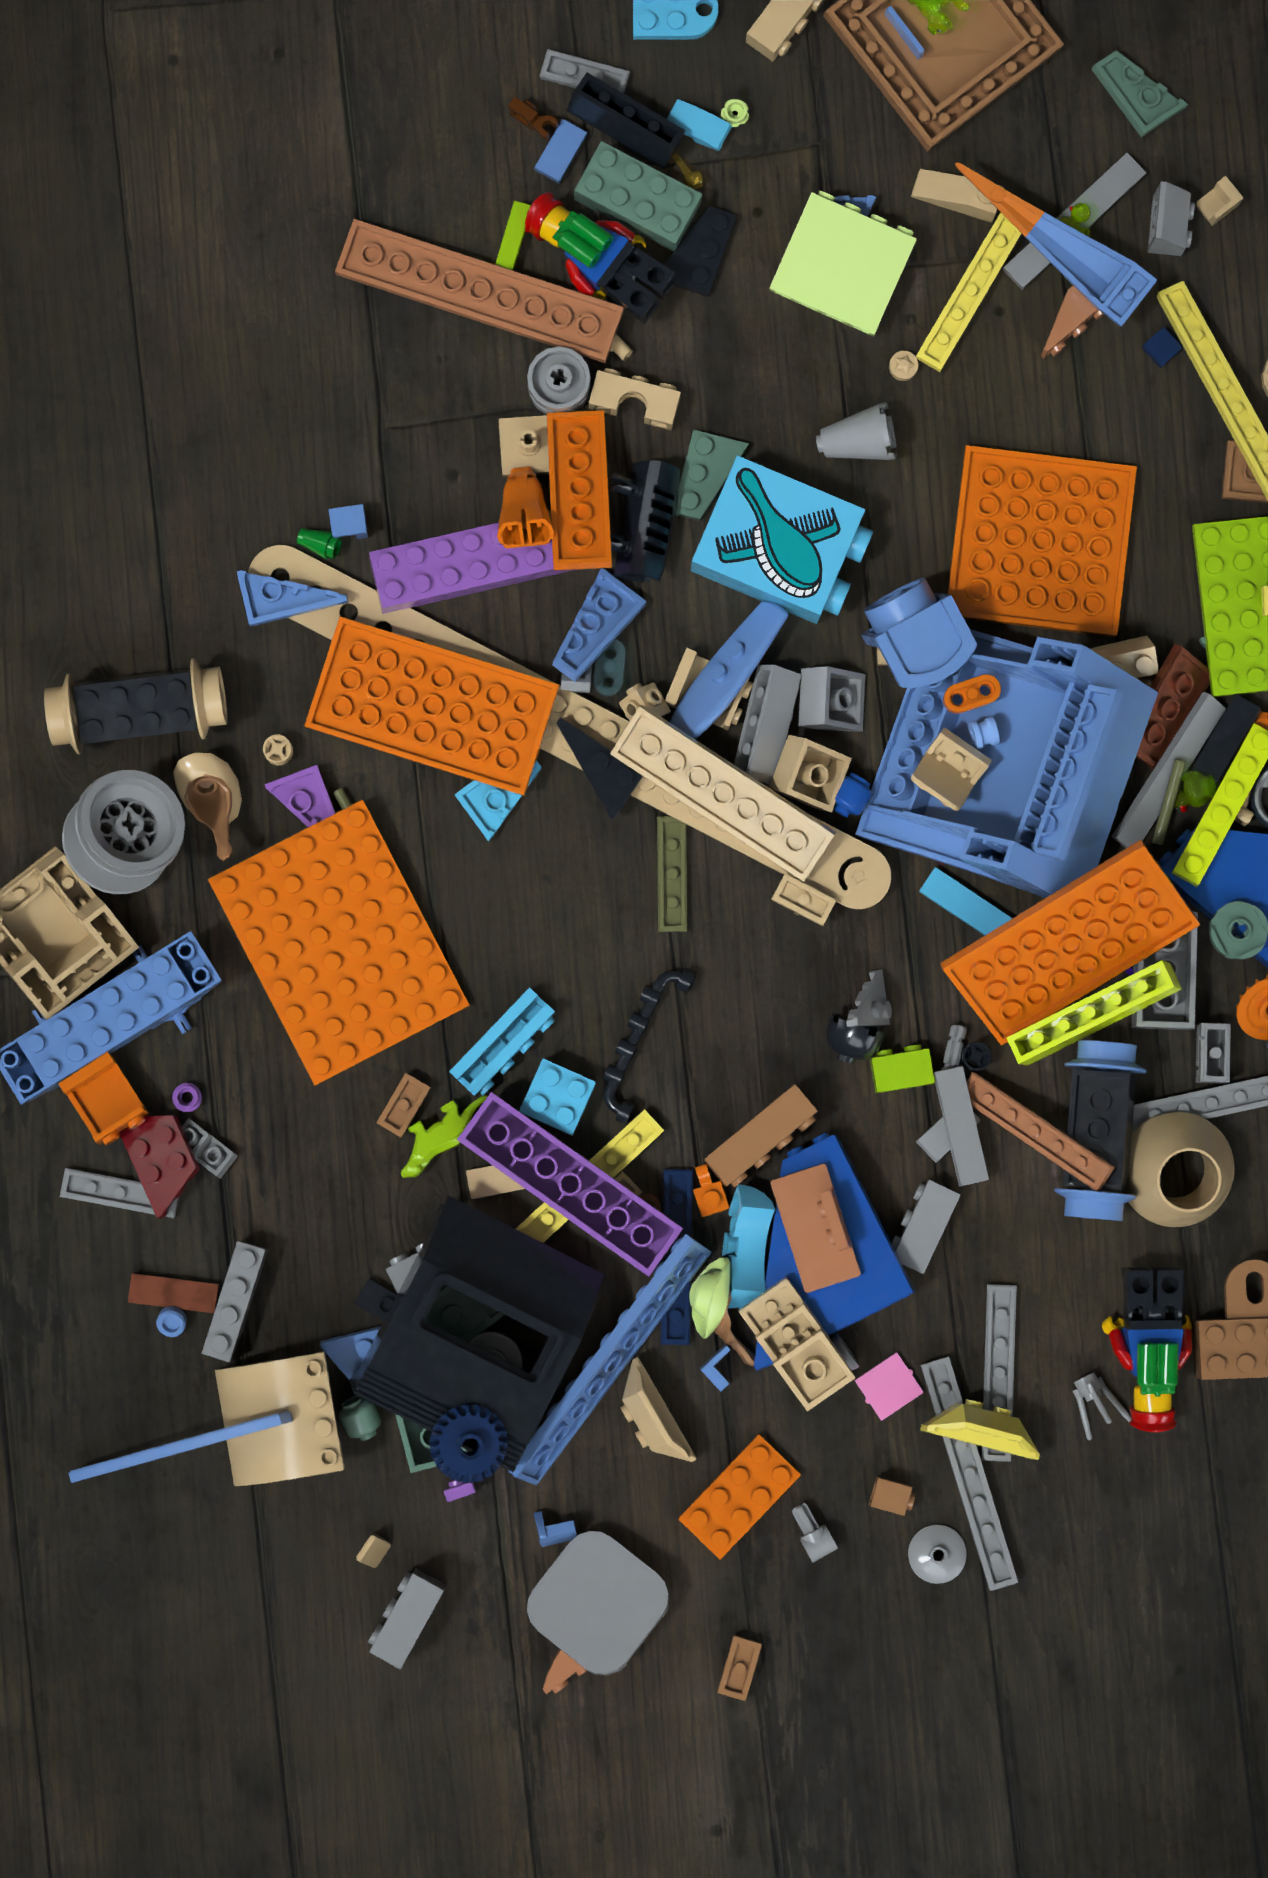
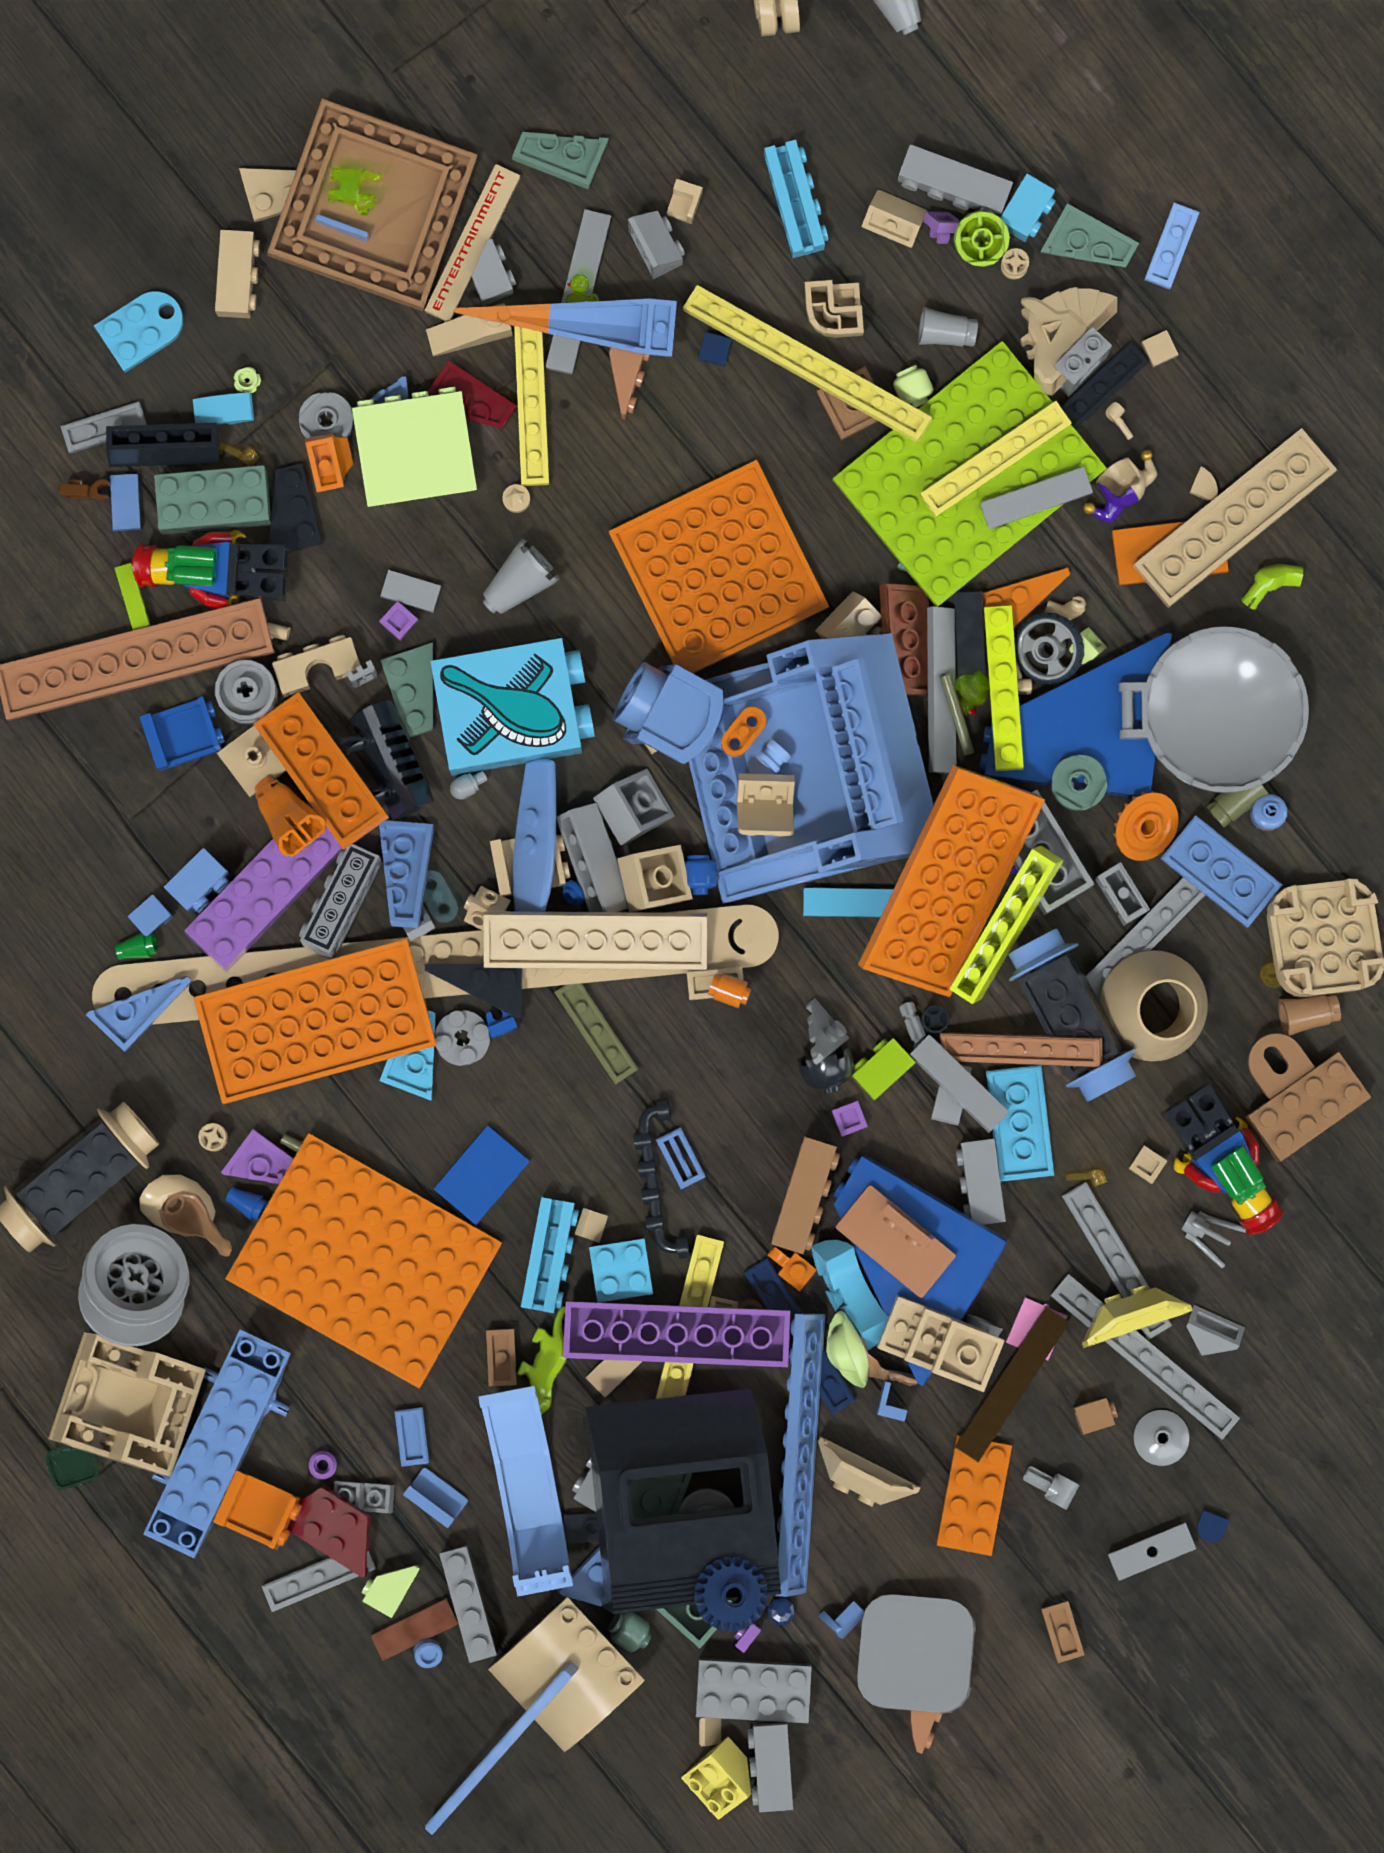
camera: 30 degrees left, 0 degrees up
(174, 1244) = (389, 1589): none -> yellowish green slope
(267, 1190) = (436, 1497): none -> medium blue panel
(270, 826) = (247, 1203): none -> blue cone
(280, 1123) = (412, 1437): none -> medium blue tile
(350, 1236) = (527, 1490): none -> light blue panel
(355, 1599) = (720, 1778): none -> light yellow slope
(409, 518) = (198, 882): none -> medium blue brick
(434, 1541) = (753, 1690): none -> light grey brick
(479, 383) = (182, 734): none -> blue panel
(490, 935) = (481, 1175): none -> blue tile
(503, 1487) = (781, 1611): none -> dark blue tile
(522, 616) = (340, 901): none -> light grey brick
(557, 1040) = (591, 1225): none -> tan tile
(566, 808) = (477, 1033): none -> light grey plate
(590, 816) = (502, 1026): none -> blue tile
(670, 428) = (362, 674): none -> light grey tile
(670, 1058) = (691, 1179): none -> medium blue tile
(698, 586) = (467, 785): none -> light grey cylinder
(729, 741) = (573, 893): none -> blue plate
(731, 405) = (398, 621): none -> medium lavender plate
(758, 387) = (410, 591): none -> light grey tile
(761, 227) = (329, 460): none -> orange slope
(768, 181) = (326, 403): none -> light grey plate
(812, 912) = (729, 990): none -> orange brick
(835, 1421) = (1012, 1384): none -> dark brown tile
(844, 1094) = (849, 1118): none -> medium lavender plate
(882, 1651) = (1168, 1545): none -> light grey tile
(926, 260) = (479, 400): none -> dark red wing
(930, 1661) = (1211, 1527): none -> dark blue tile
(990, 1205) = (1023, 1134): none -> medium azure tile
(1006, 156) = (490, 276): none -> light grey slope
(1009, 119) = (471, 243): none -> tan tile
(1029, 1287) = (1097, 1177): none -> clear yellow hand
(1043, 1492) = (1213, 1333): none -> light grey slope
(1081, 1306) = (1147, 1164): none -> tan plate

